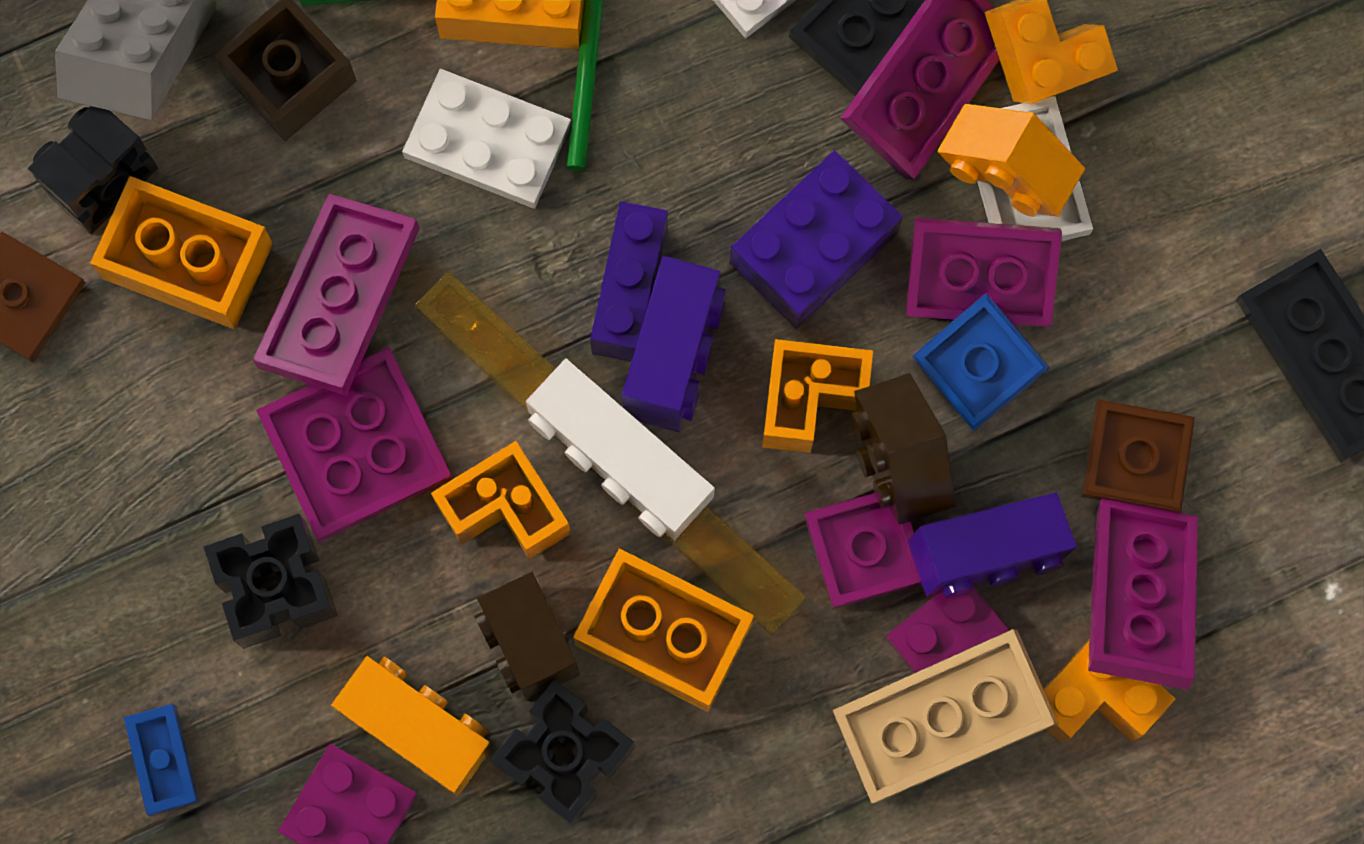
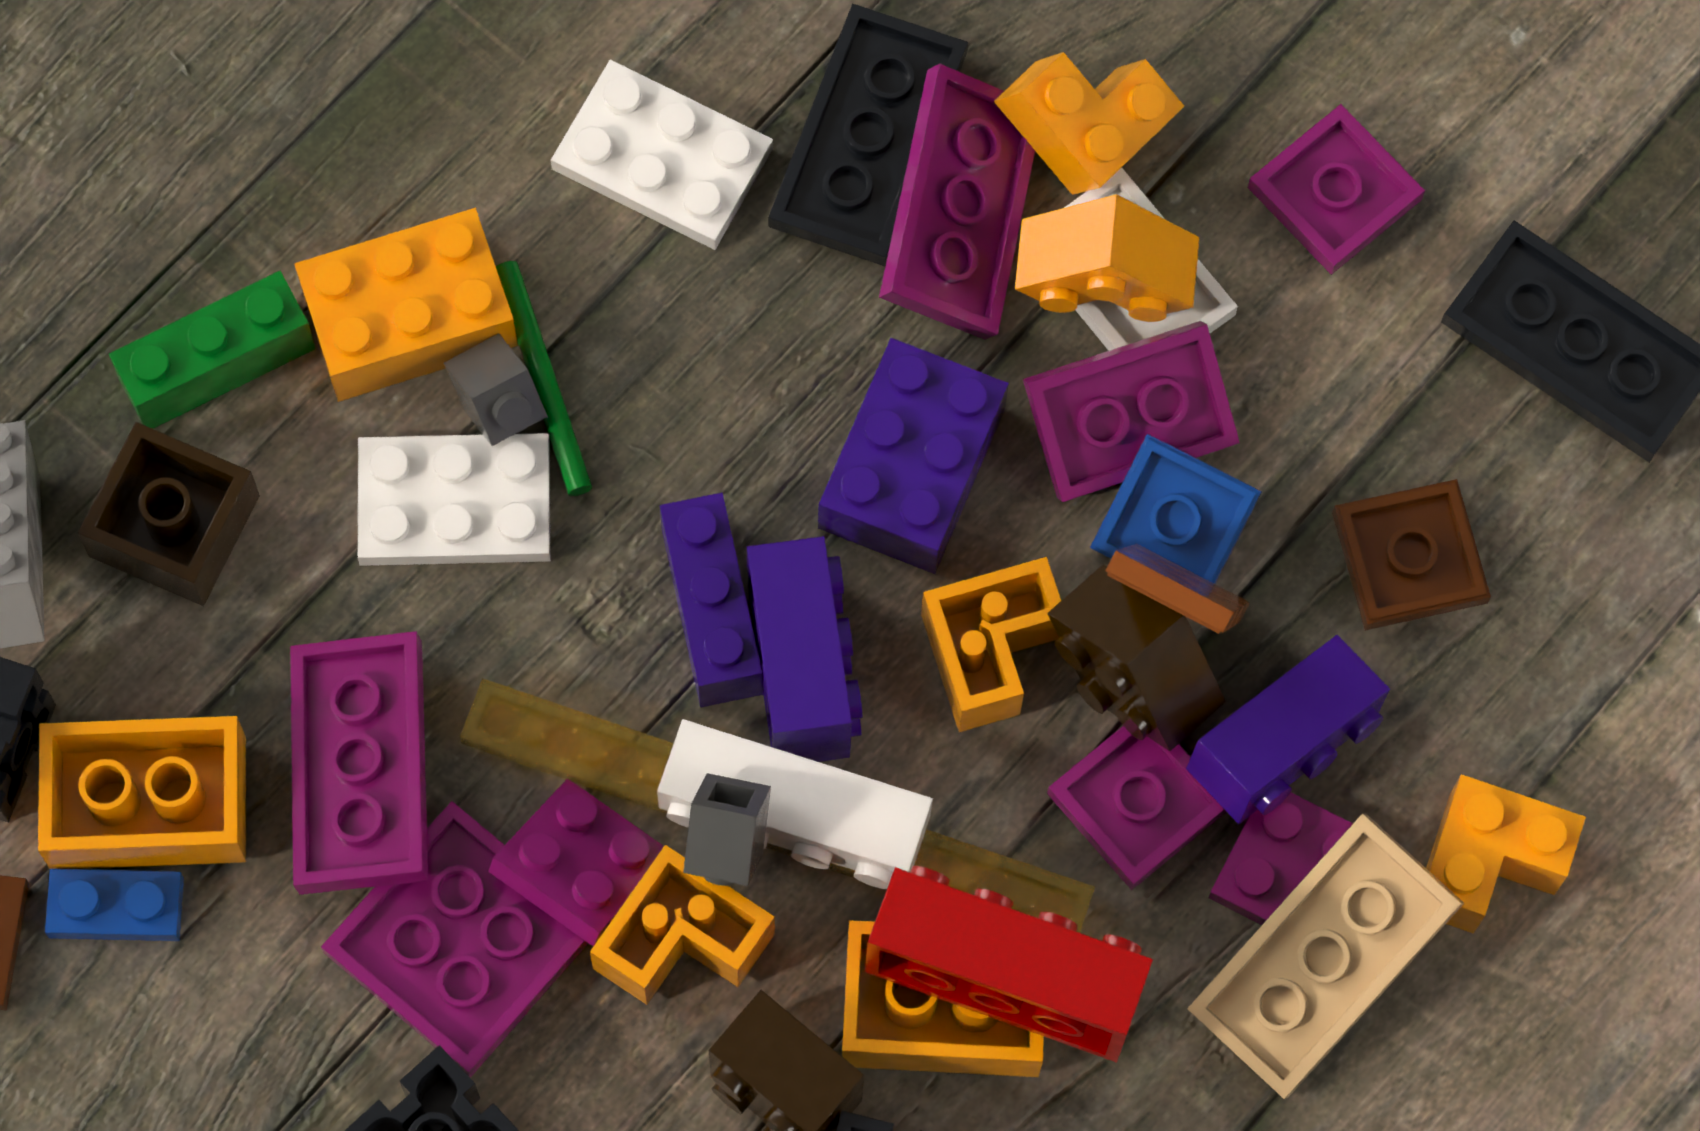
camera: 25 degrees left, 5 degrees down
(134, 321) = (114, 905): none -> blue plate
(455, 424) = (576, 860): none -> magenta plate
(546, 73) = (495, 389): none -> dark grey brick
(559, 449) = (727, 830): none -> dark grey brick
(708, 627) = (1007, 962): none -> red brick
(953, 412) = (1177, 588): none -> dark orange tile
(1144, 594) = (1493, 710): magenta plate -> none
(1202, 174) = (1336, 189): none -> magenta plate

